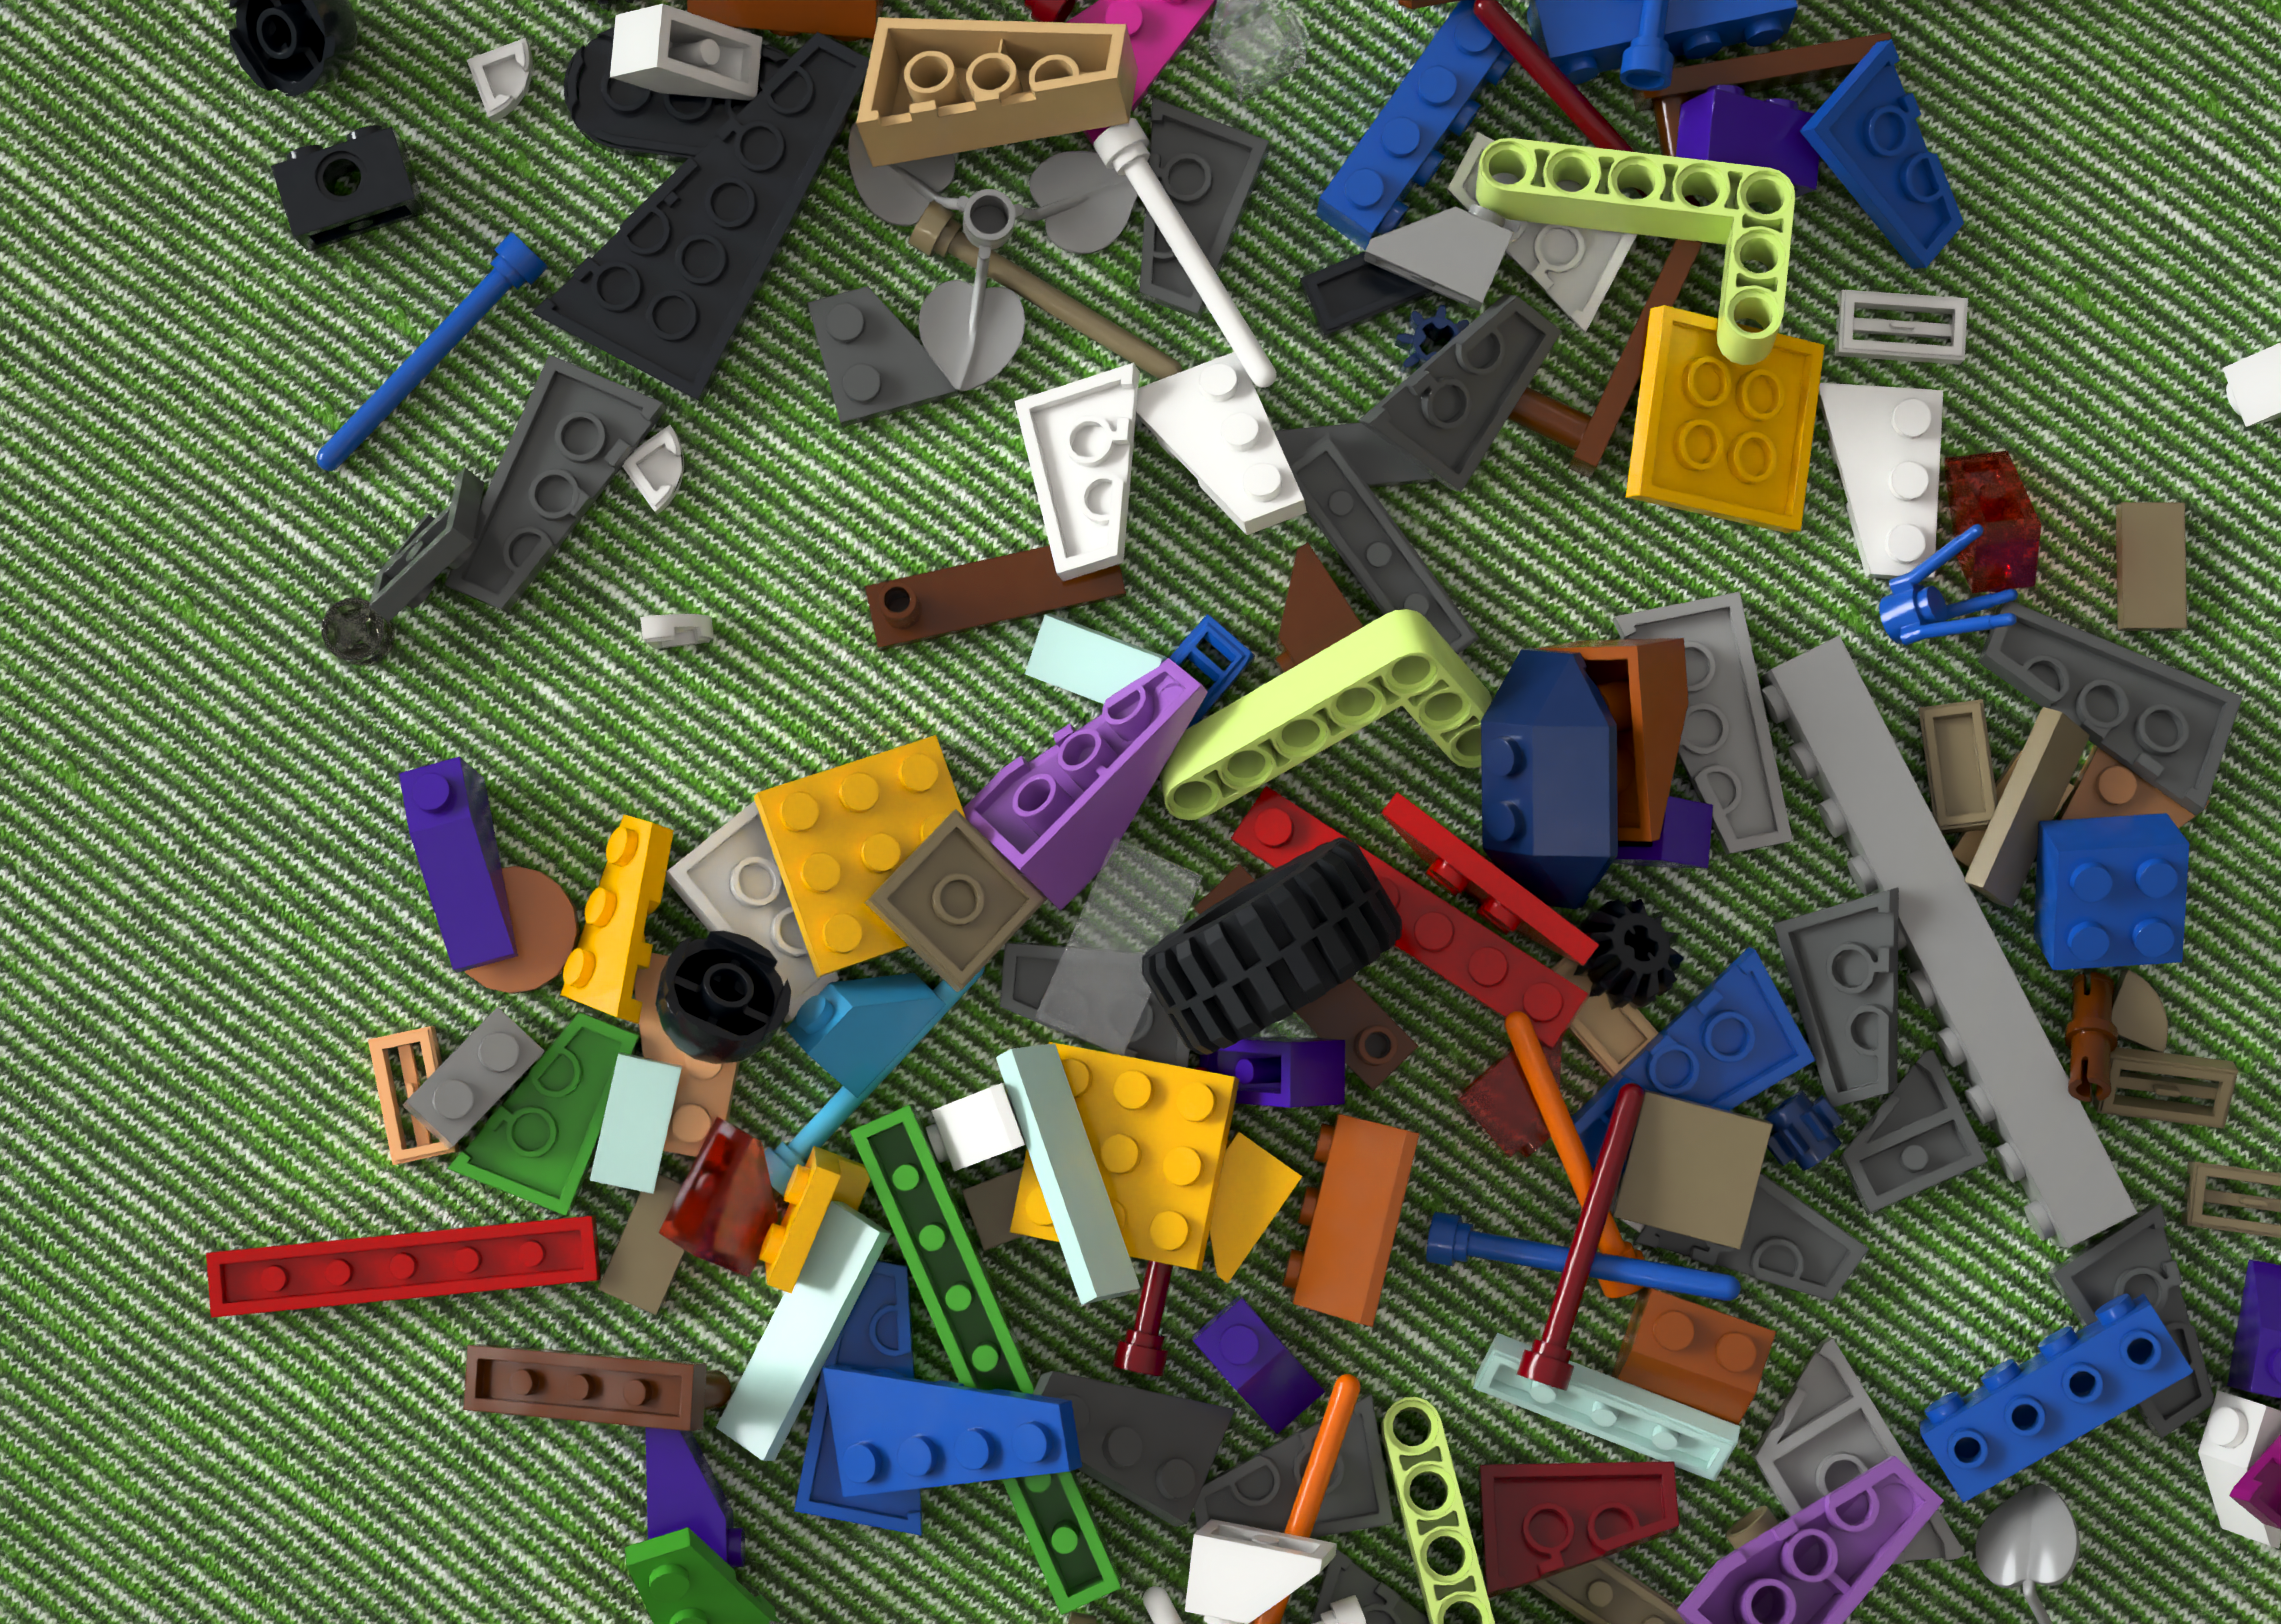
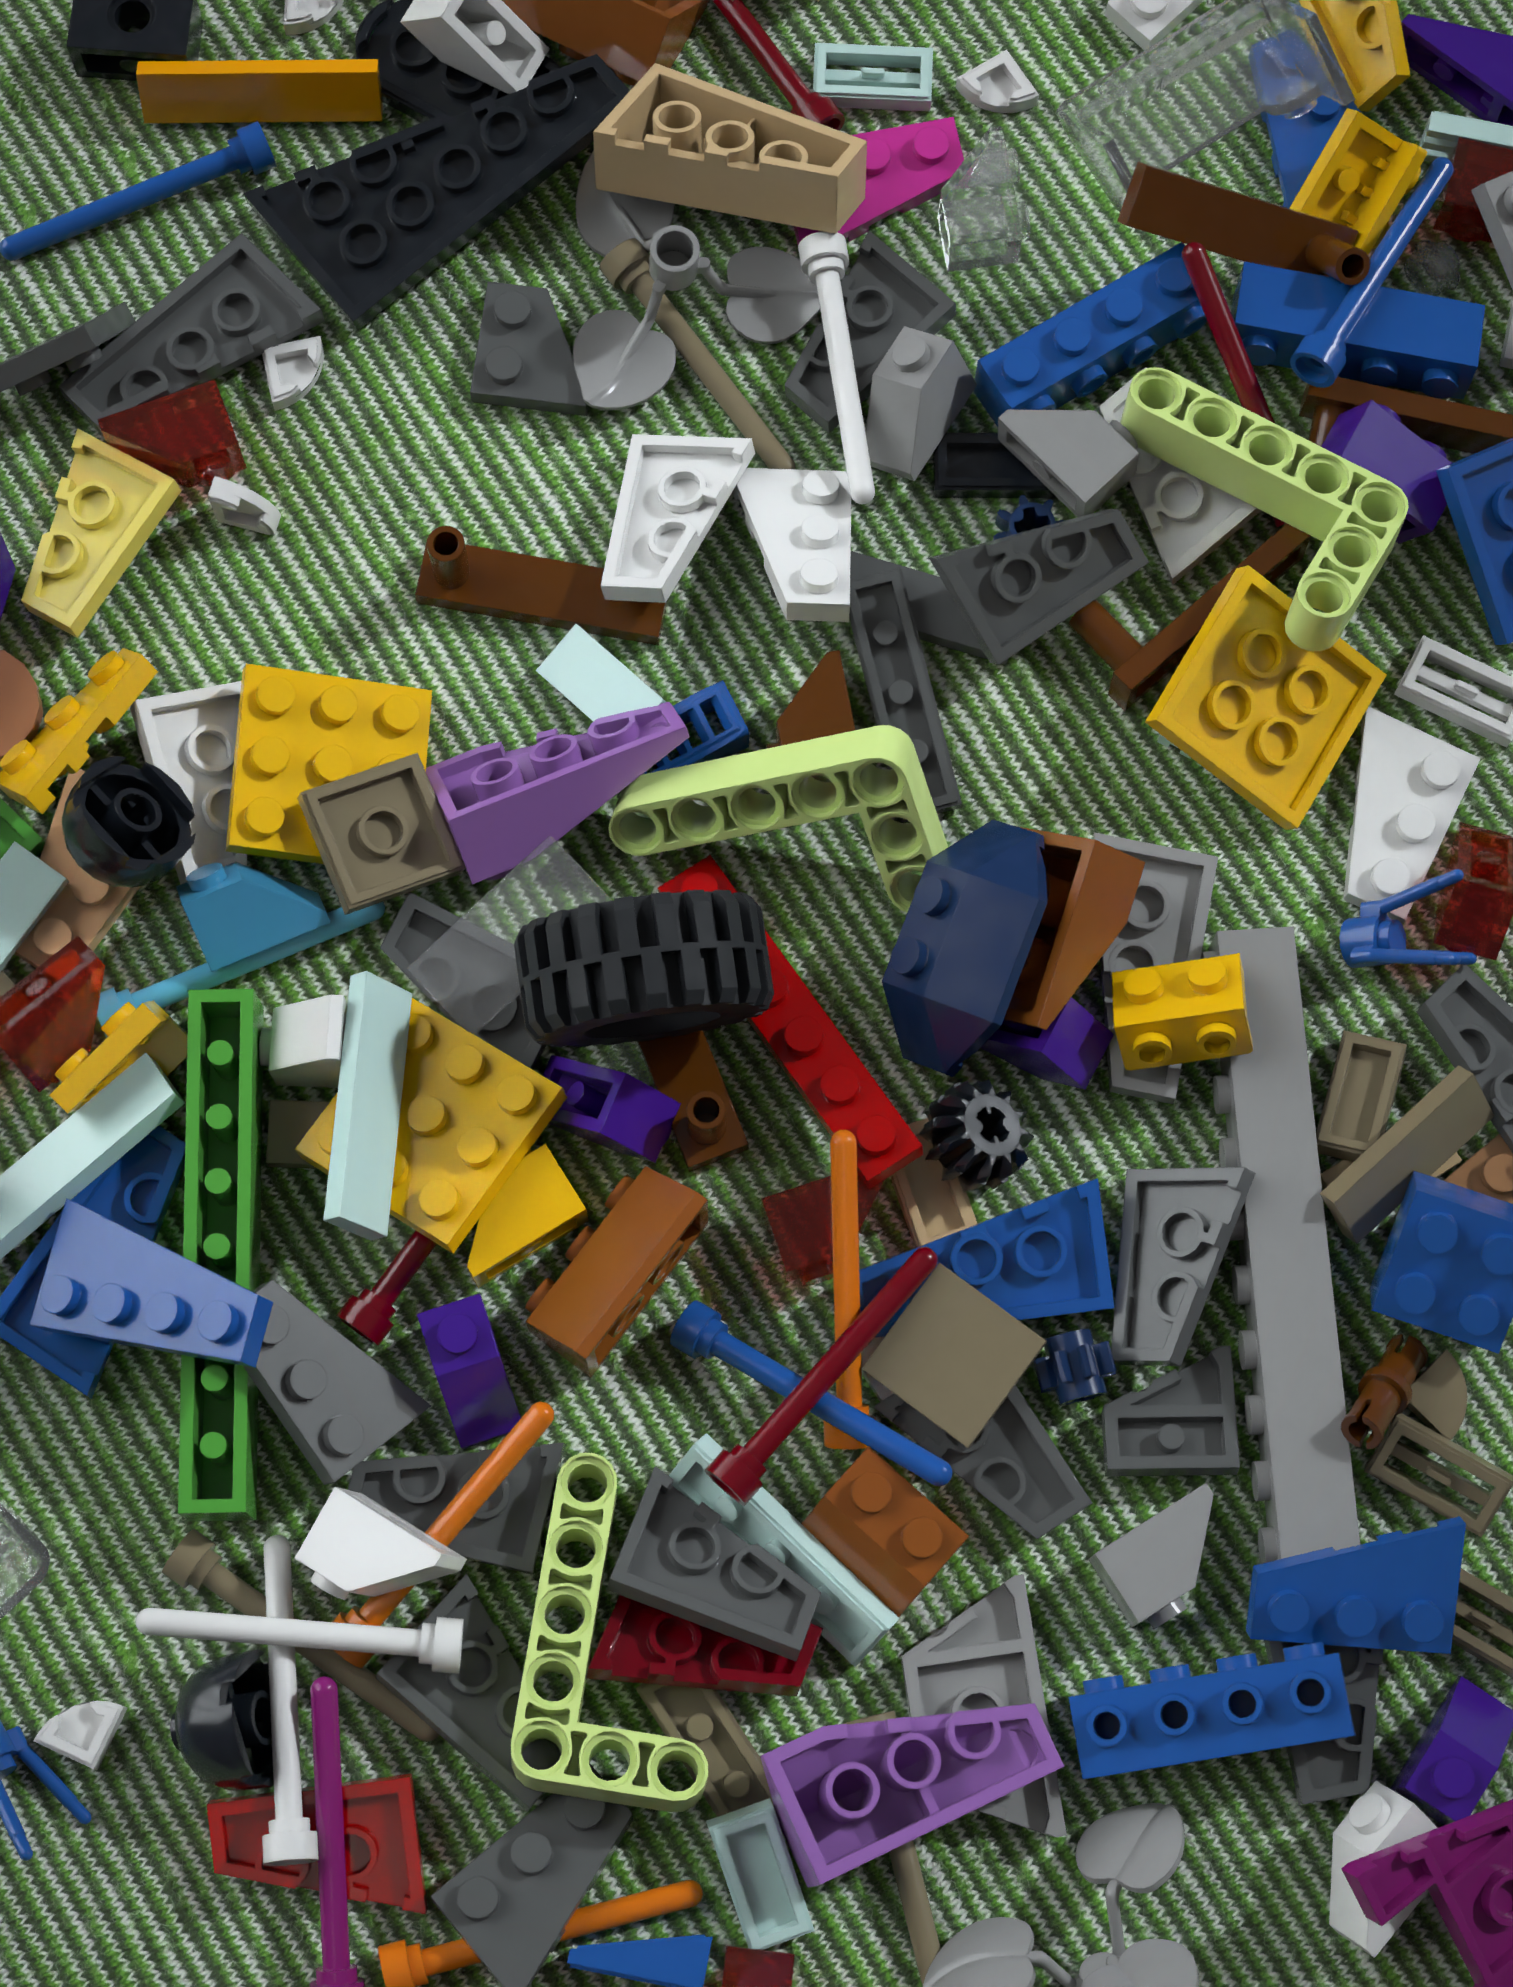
camera: 20 degrees right, 10 degrees down
(499, 199) = (260, 91): none -> light orange tile
(546, 709) = (98, 529): none -> light yellow wing
(585, 586) = (179, 435): none -> clear red slope
(1271, 259) = (914, 401): none -> light grey slope
(1504, 901) = (859, 997): red wing -> none
(1555, 1461) = (708, 1575): none -> dark grey wing
(1770, 762) = (1181, 1012): none -> yellow bracket
(1946, 1271) = (1157, 1560): none -> light grey slope
(2154, 1233) = (1365, 1595): none -> blue wing

